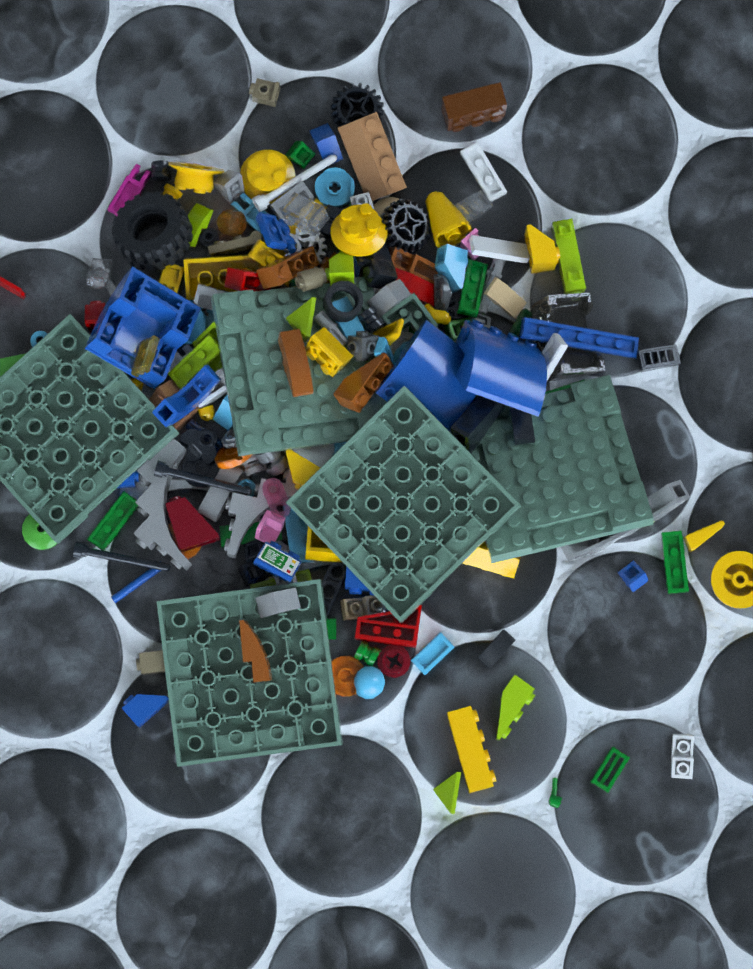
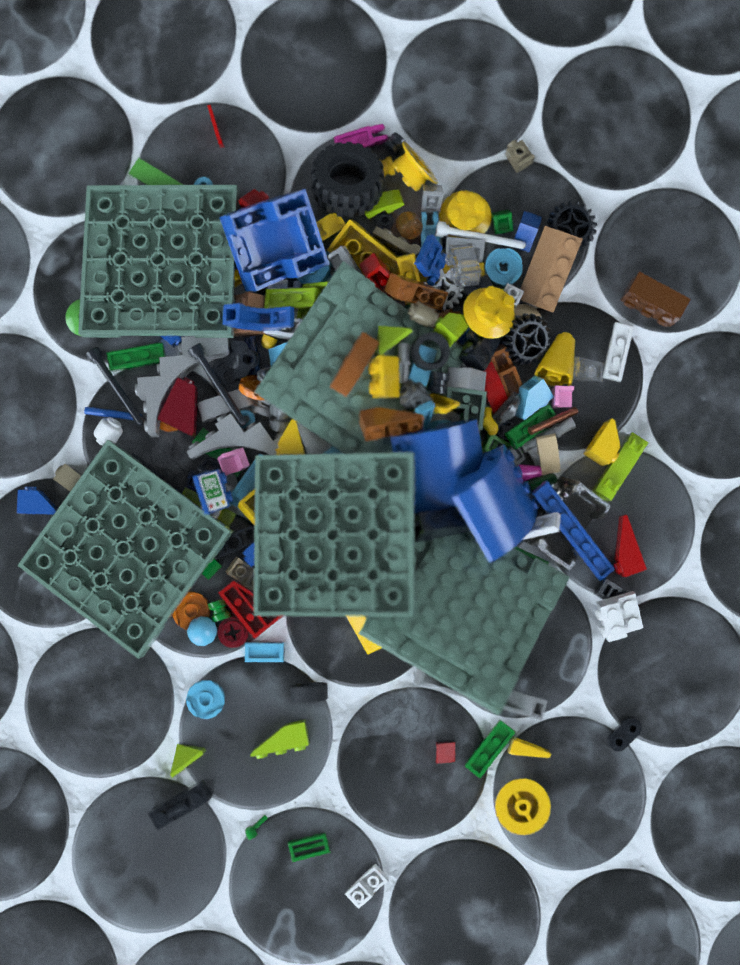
camera: 45 degrees right, 5 degrees up
(100, 274) = (286, 177): clear slope -> none
(145, 356) = (257, 261): clear yellow tile -> none
(147, 597) = (108, 429): none -> white head
(254, 652) = (137, 539): dark orange slope -> none
(277, 498) = (254, 445): clear pink plate -> none
(278, 602) = (186, 520): light grey slope -> none
(422, 733) = (205, 699): none -> medium azure tile
(470, 749) = (226, 742): yellow brick -> none
(480, 830) = (180, 805): none -> black piece
(481, 275) = (553, 420): none -> copper bar
(499, 249) = (576, 416): white tile -> none
(505, 323) = (530, 471): none -> dark pink cone
(522, 426) = (471, 558): black slope -> none
(633, 576) = (452, 729): blue slope -> none
(635, 315) = (627, 552): none -> red slope
(643, 597) = (445, 752): none -> red slope
(675, 370) = (618, 616): none -> white plate

